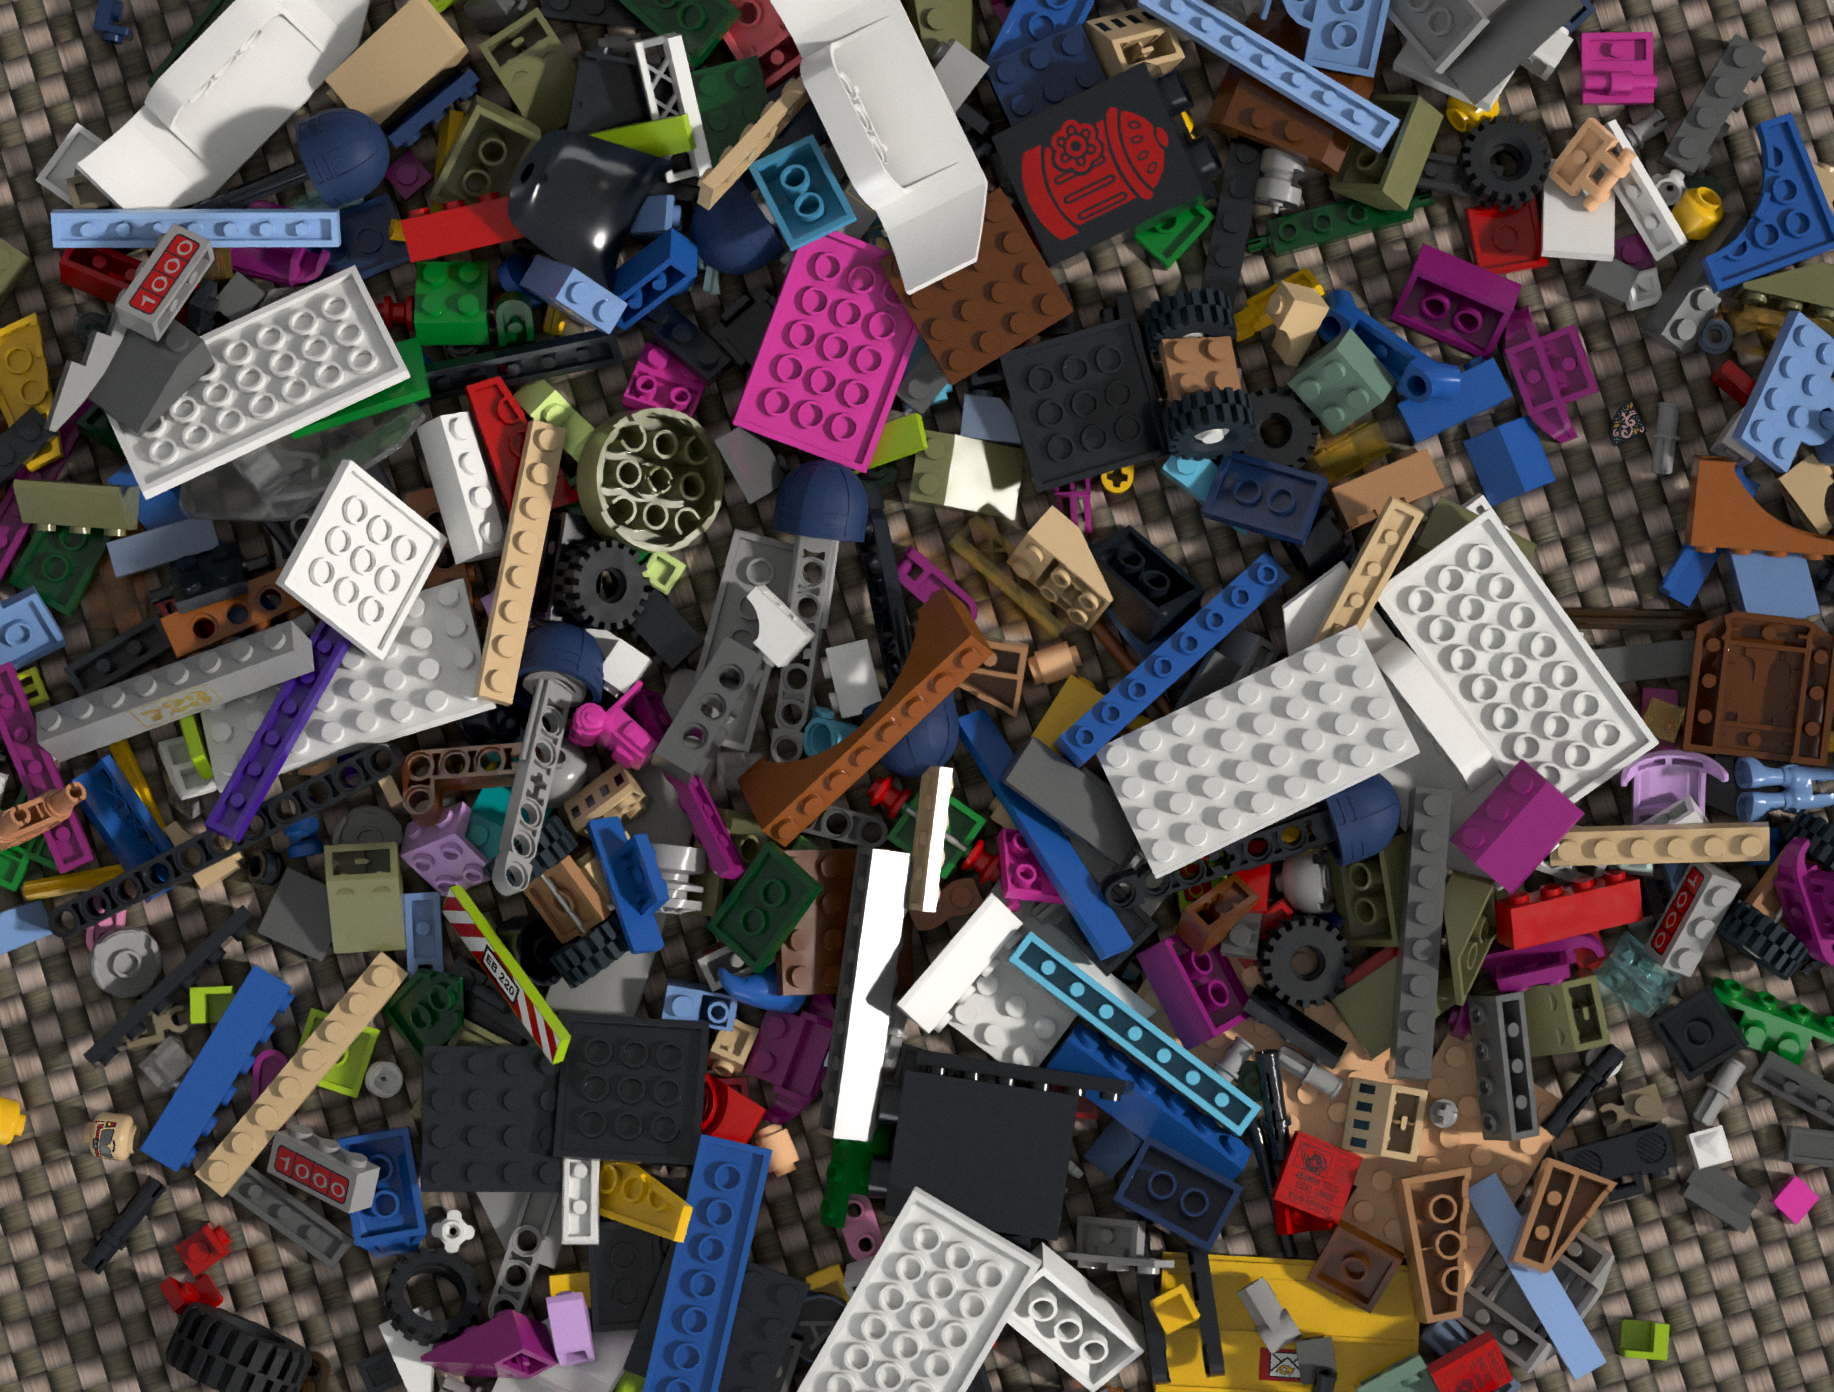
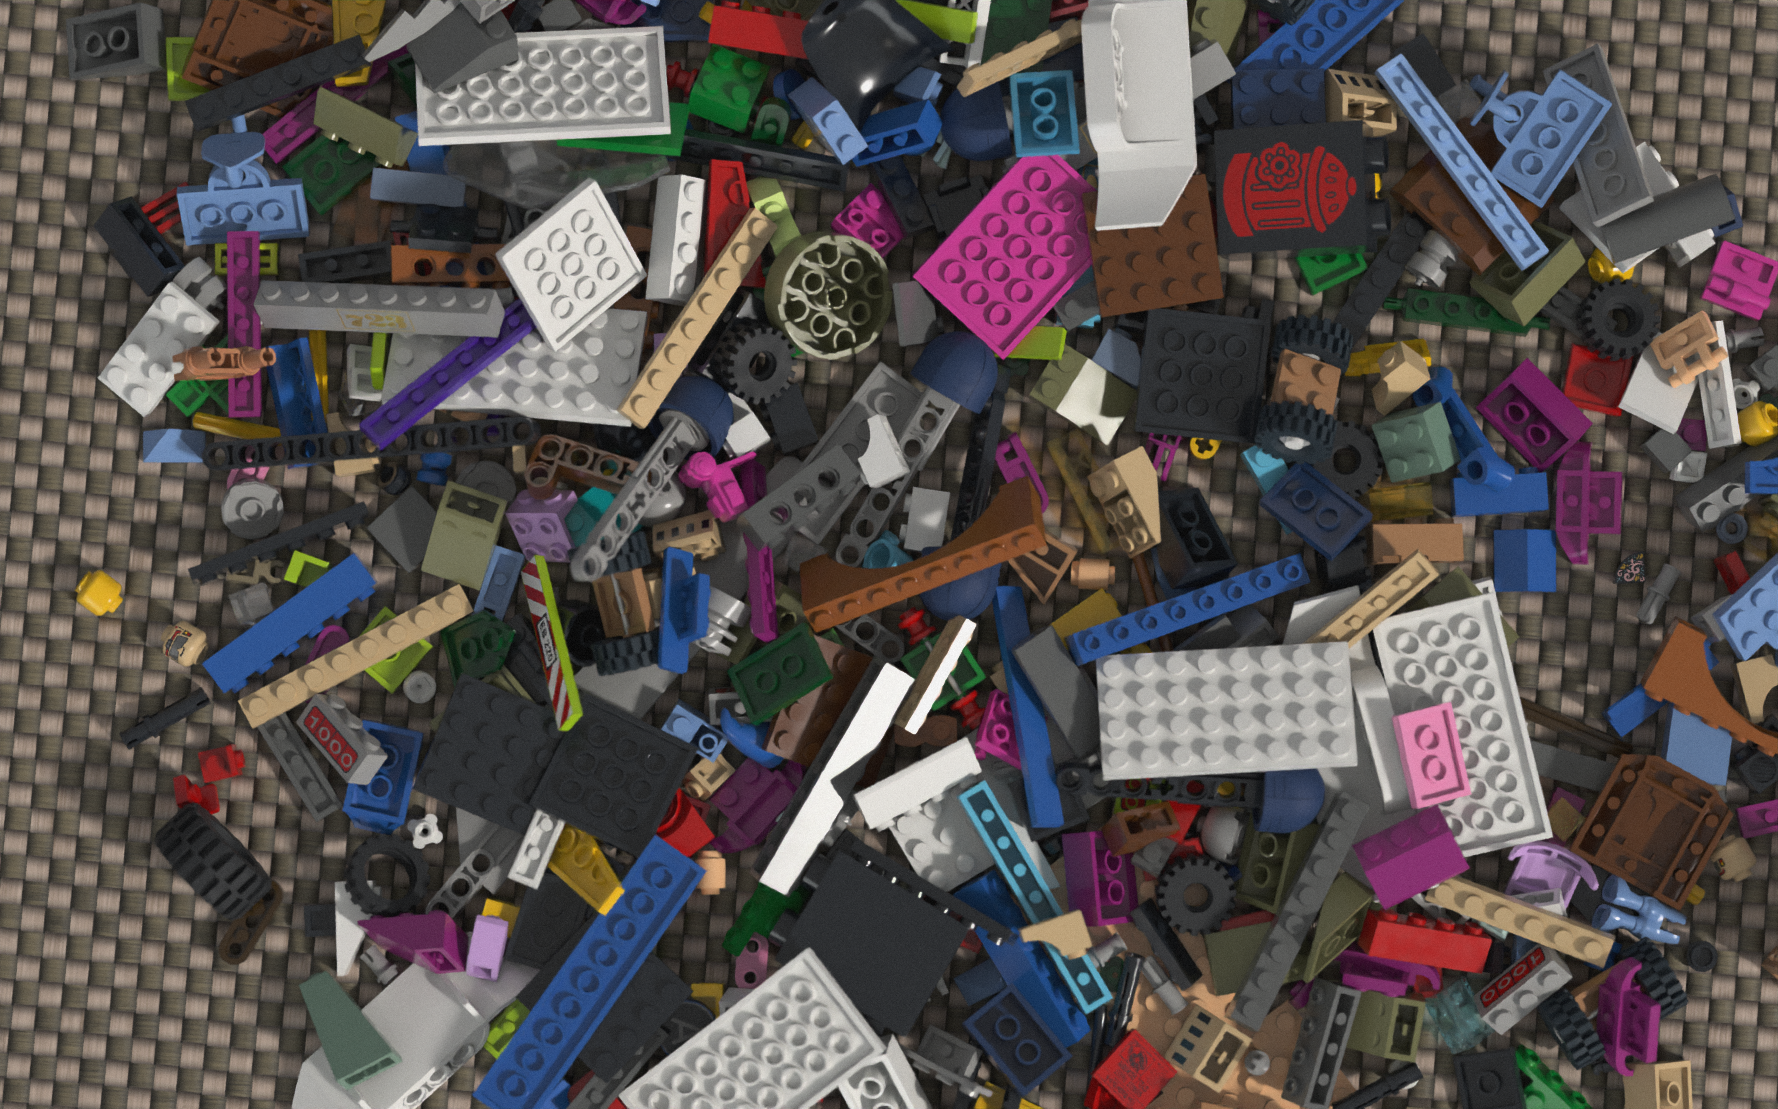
camera: 20 degrees right, 0 degrees up
(663, 571) = (809, 372): yellowish green tile -> none
(1180, 1058) = (1064, 932): none -> tan arch
(1494, 709) = (1431, 755): none -> bright pink plate

